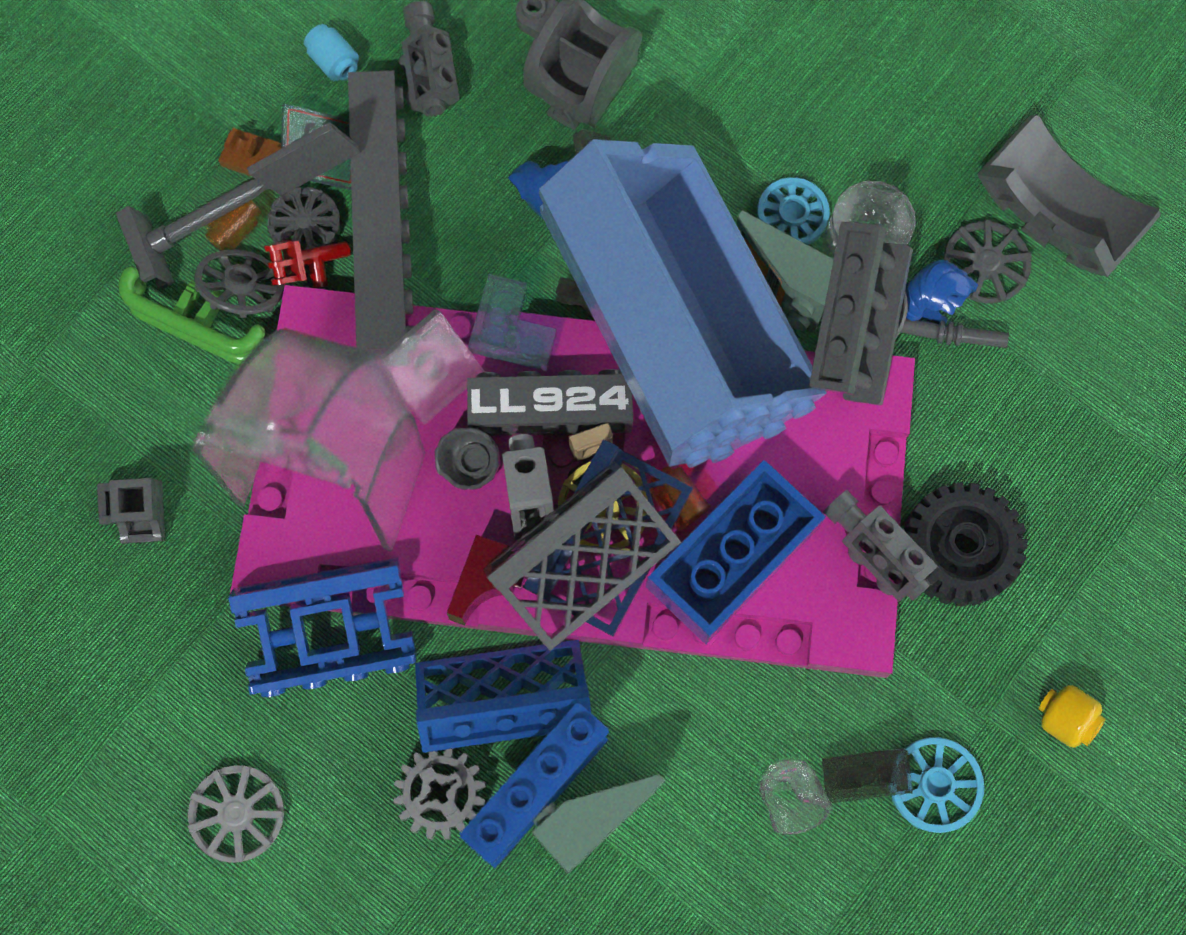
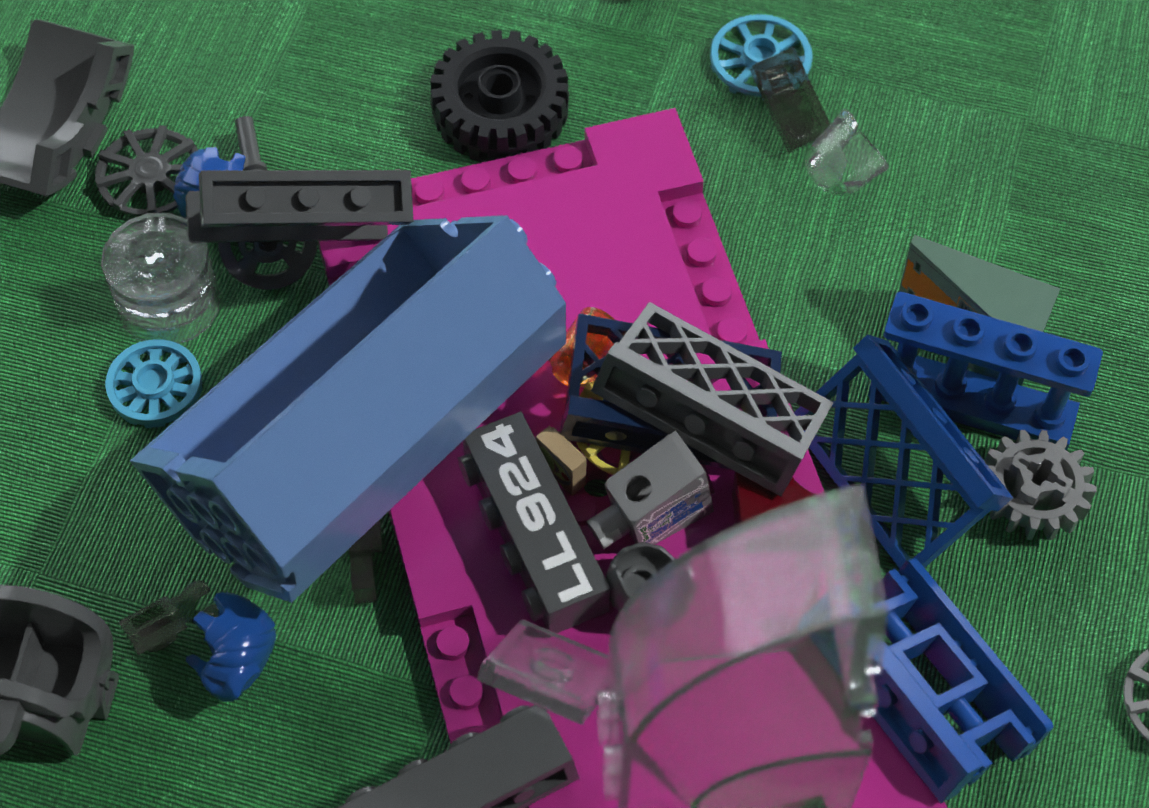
camera: 110 degrees left, 15 degrees down
(501, 333) = (455, 625): clear light blue plate -> none
(734, 551) = (628, 256): blue brick -> none
(792, 270) = (254, 305): sand green slope -> none
(887, 548) = (550, 140): dark grey brick -> none

